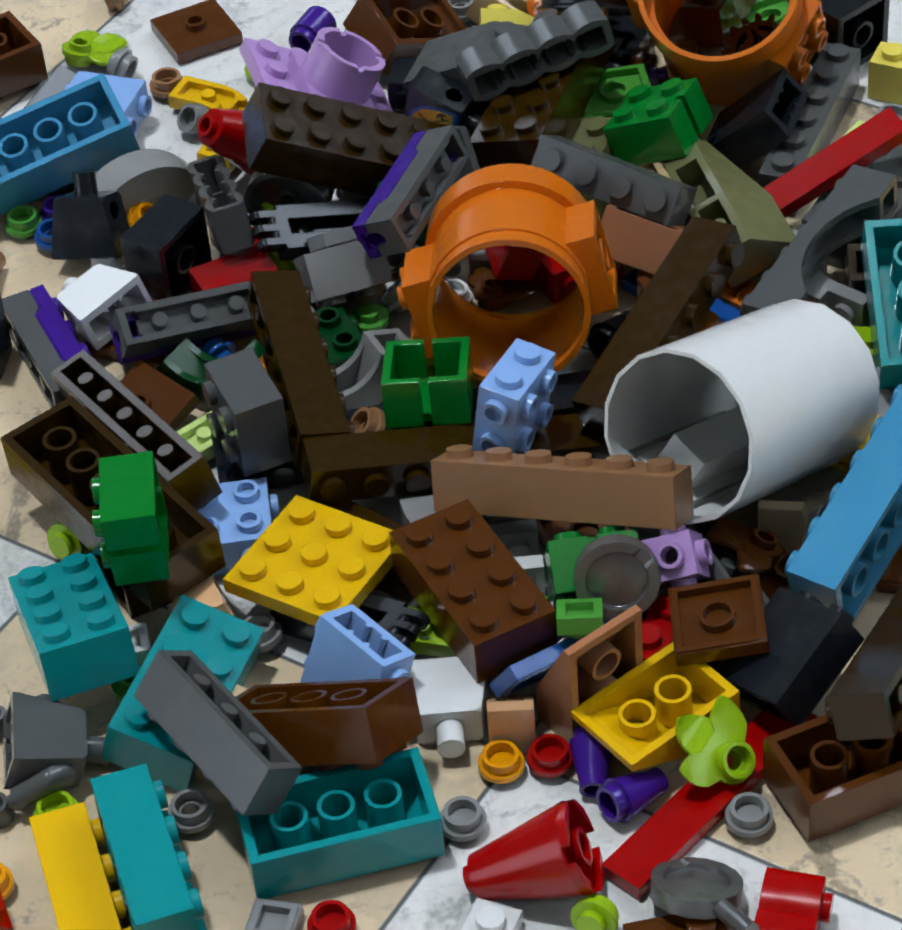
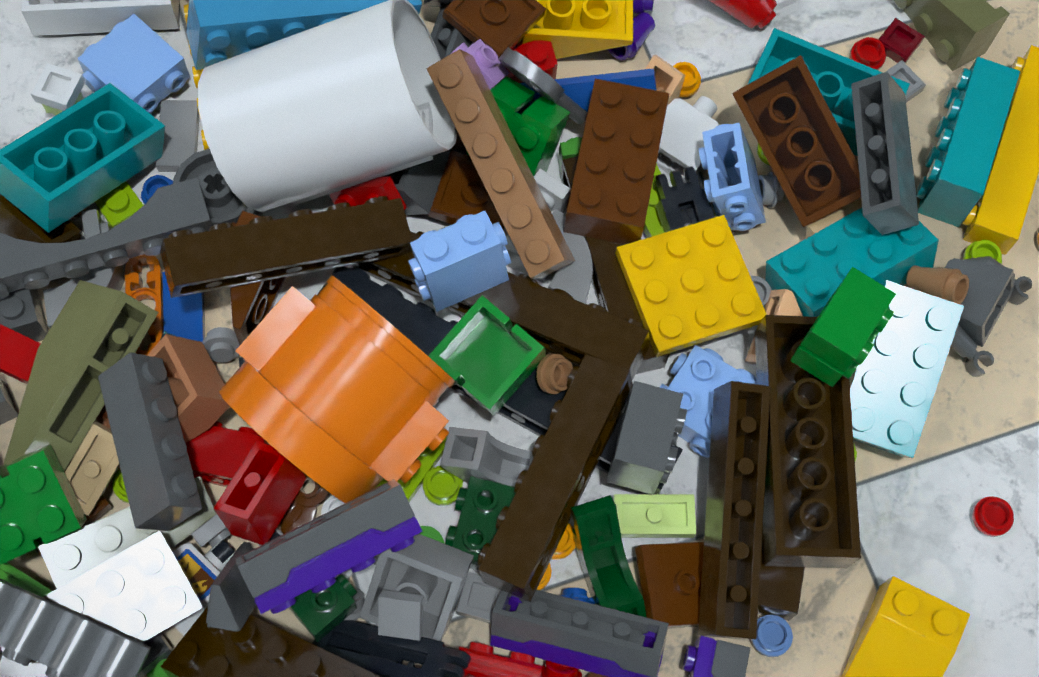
camera: 150 degrees left, 25 degrees up
(79, 704) = (939, 282): none -> medium nougat cone
(463, 819) = (738, 61): light grey plate -> none
(549, 756) = (645, 54): red plate -> none
(578, 616) = (576, 76): bright green plate -> none
(588, 669) = (596, 39): nougat slope -> none

